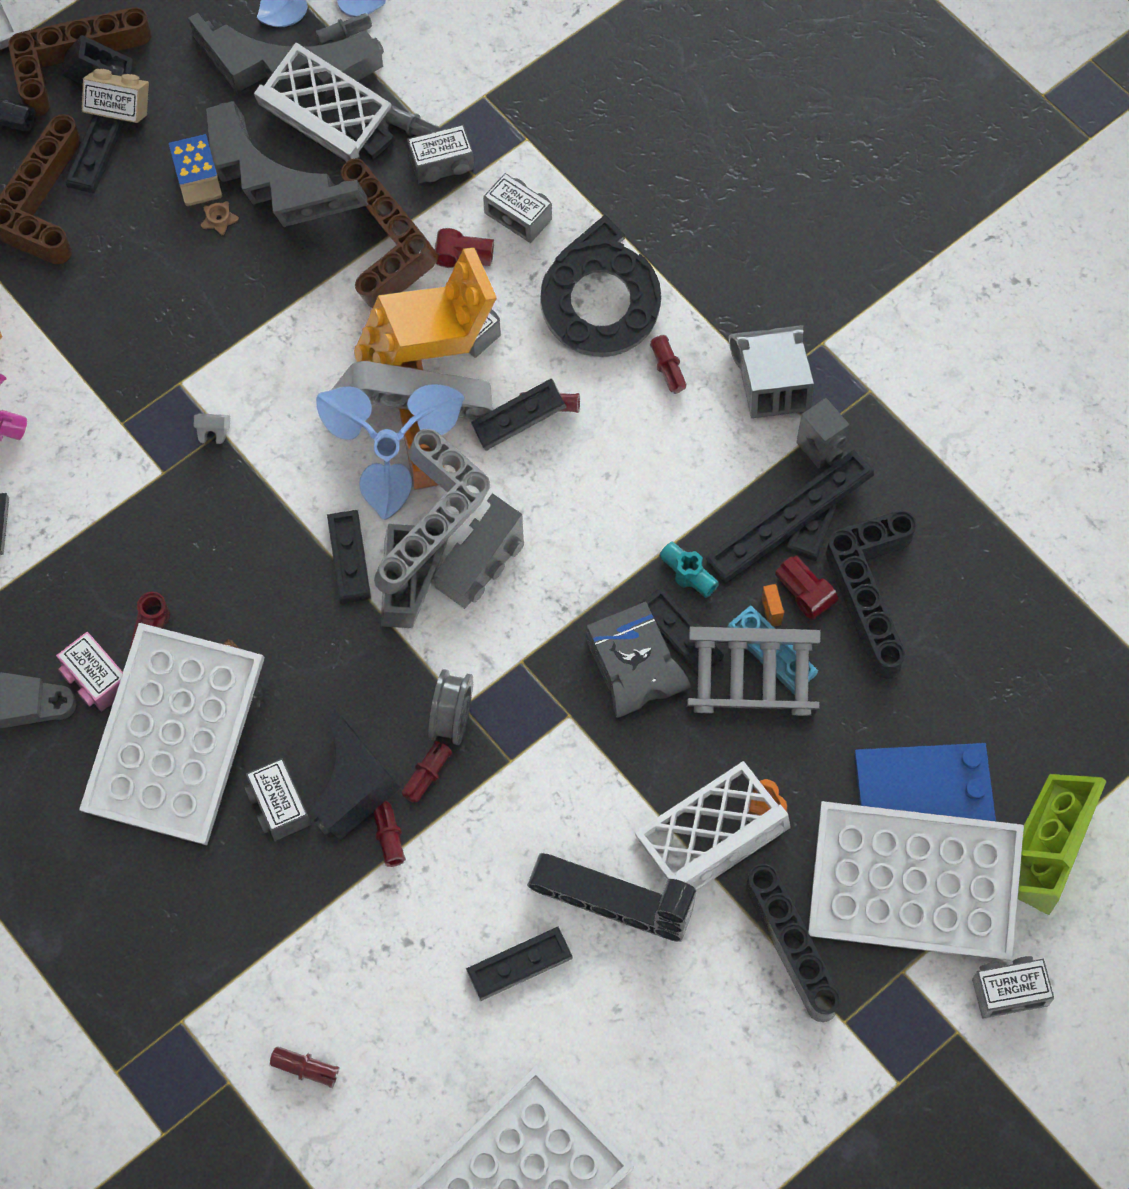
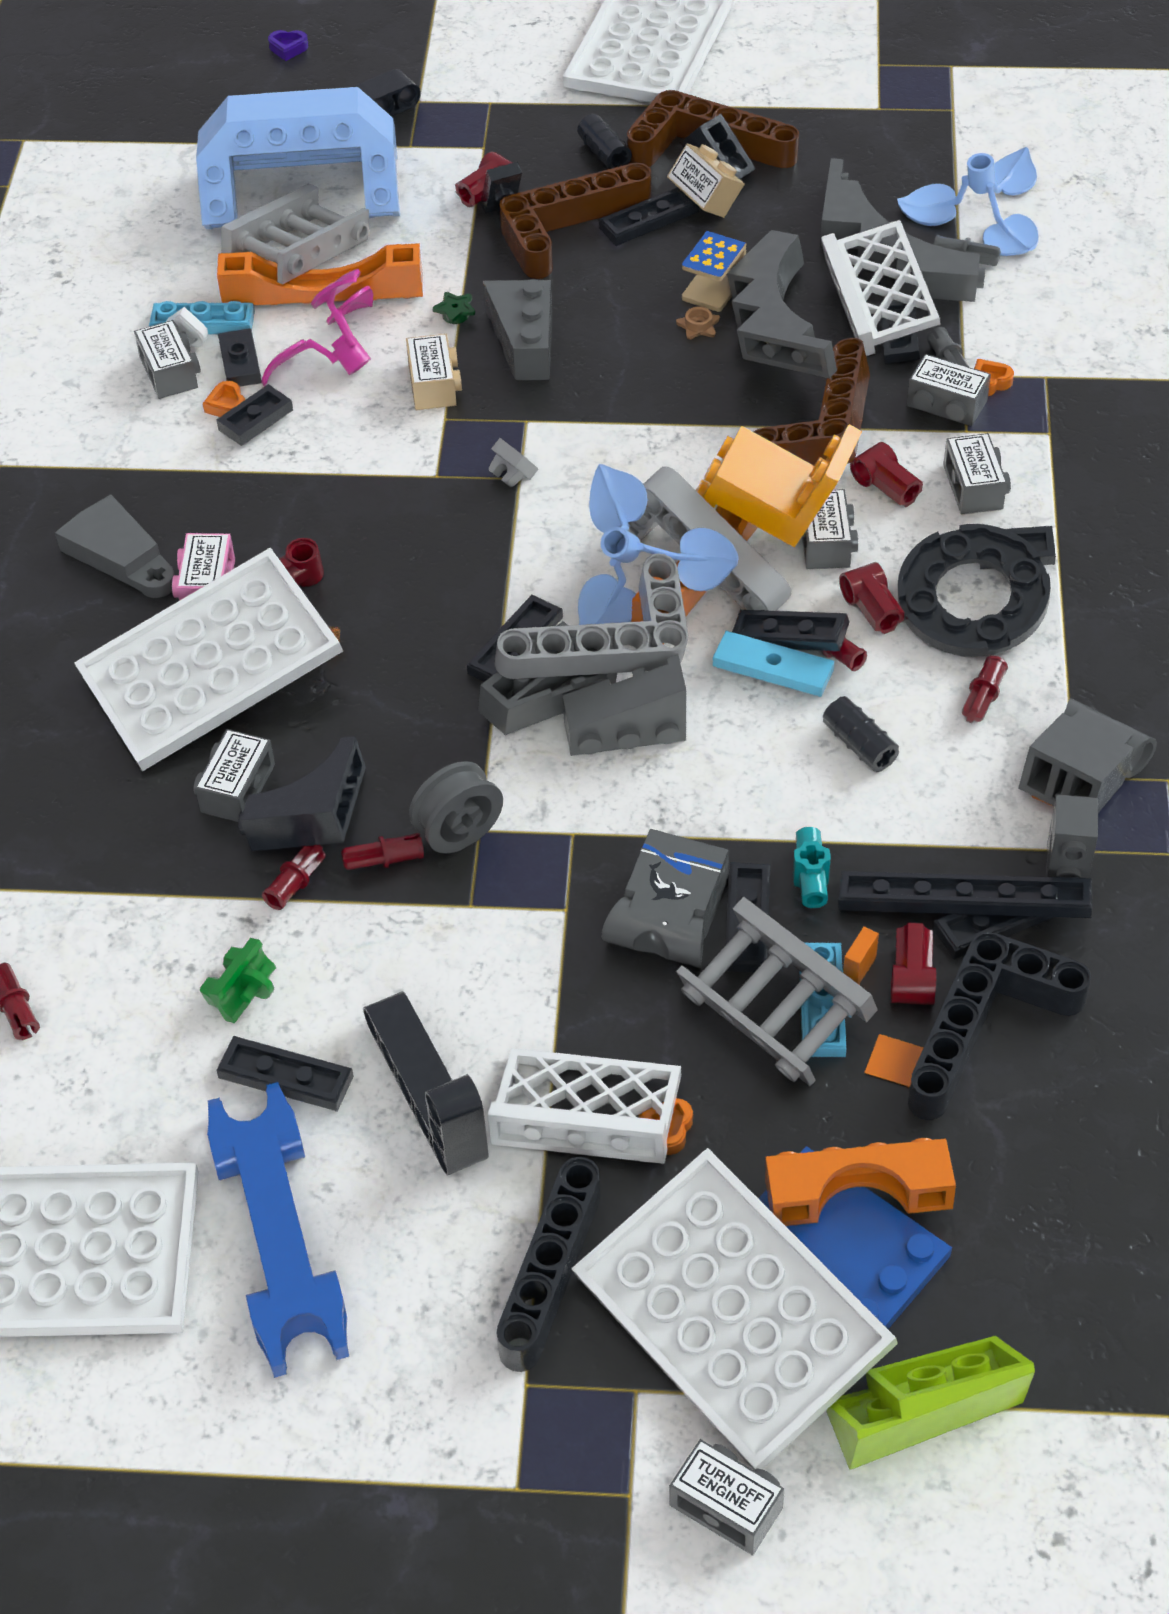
camera: 45 degrees right, 15 degrees down
(37, 337) = (455, 308): none -> dark green plate
(80, 394) = (432, 371): none -> brick
(108, 309) = (522, 324): none -> dark grey wedge
(439, 930) = (244, 978): none -> green hips
(452, 117) = (1001, 374): none -> orange tile
(533, 345) = (869, 590): none -> dark red piece
(544, 438) = (773, 663): none -> medium azure tile
(628, 454) = (860, 734): none -> black axle
(671, 1087) = (294, 1297): none -> blue piece
(845, 653) = (893, 1060): none -> orange sticker
(936, 719) = (911, 1172): none -> orange arch

